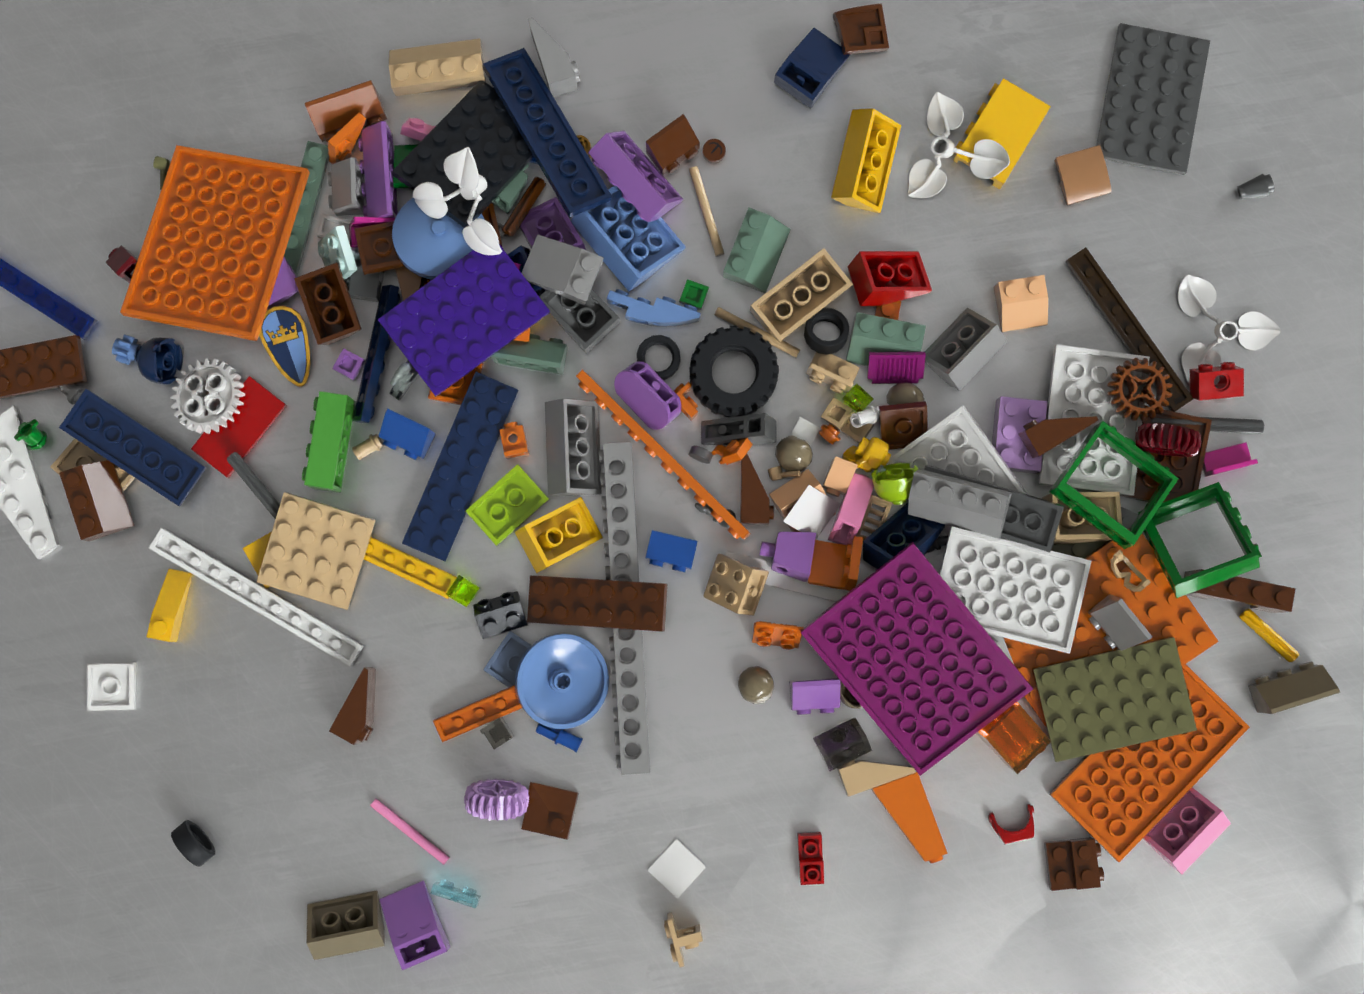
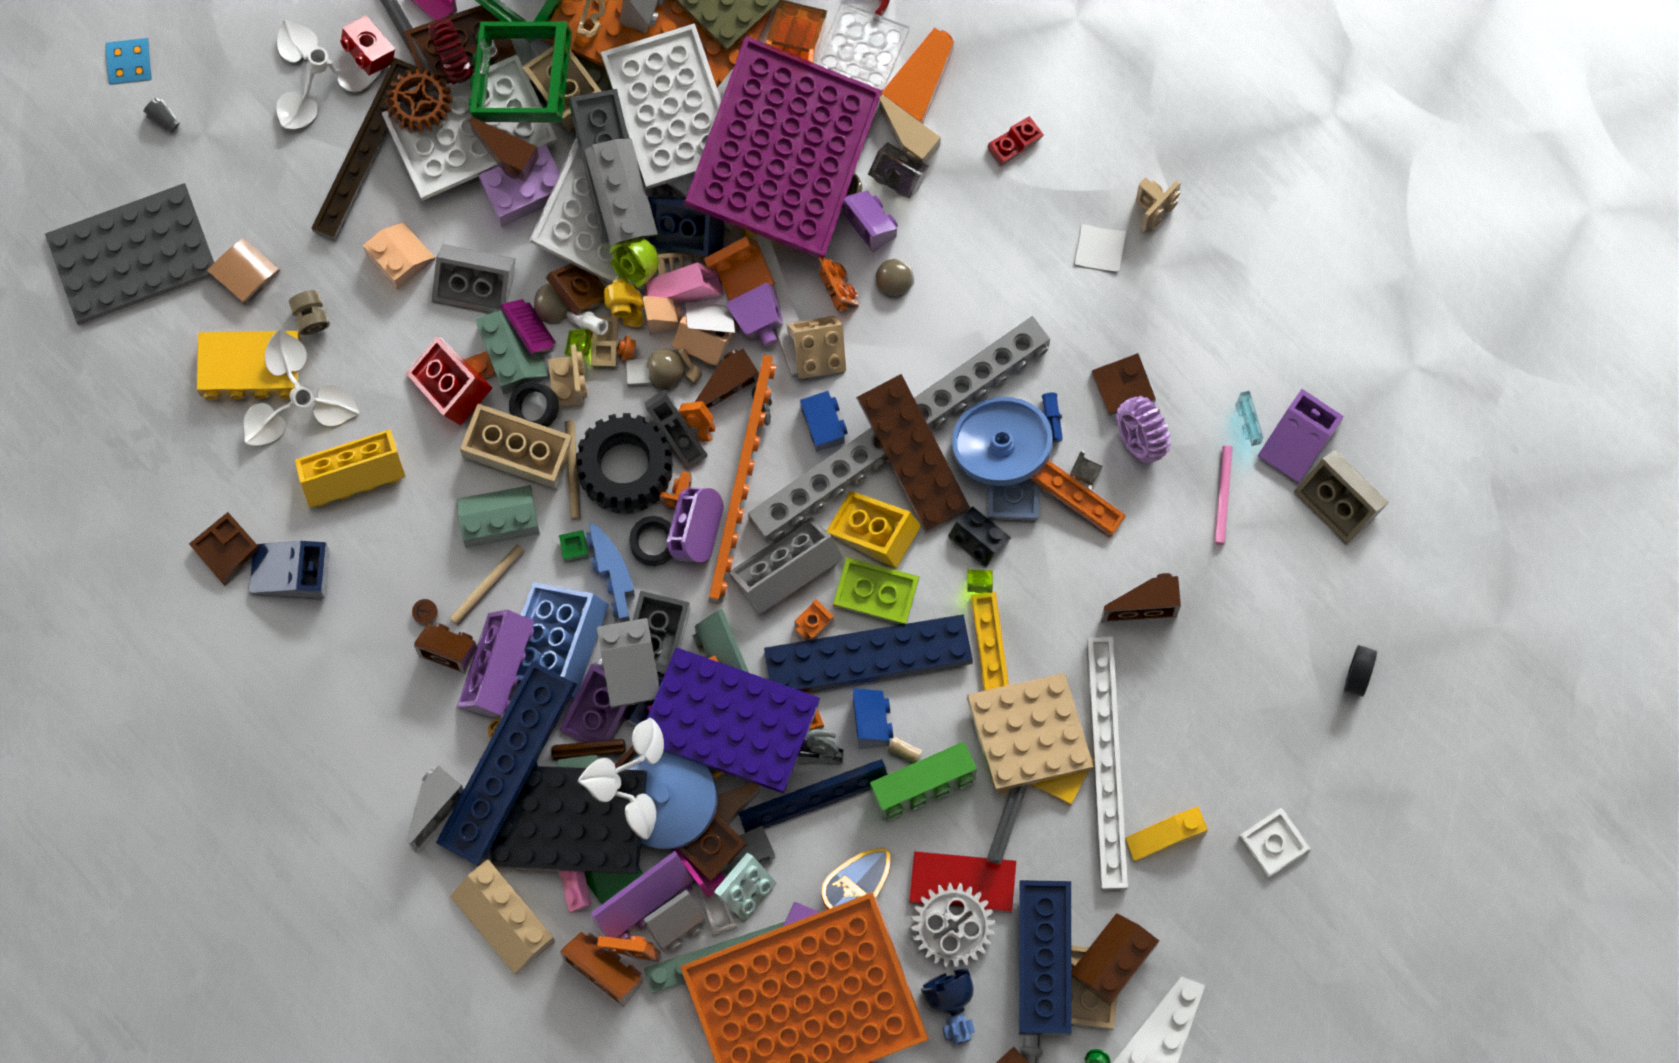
camera: 120 degrees left, 10 degrees down
(328, 304) = (795, 862): reddish brown slope -> none
(348, 364) = (839, 816): medium lavender plate -> none
(700, 454) = (718, 449): flat silver tile -> none
(969, 783) = (862, 45): none -> clear plate
(1023, 203) = (308, 310): none -> dark tan wheel
(1145, 469) = (487, 53): none -> clear hand
(1320, 190) = (128, 61): none -> dark azure sticker

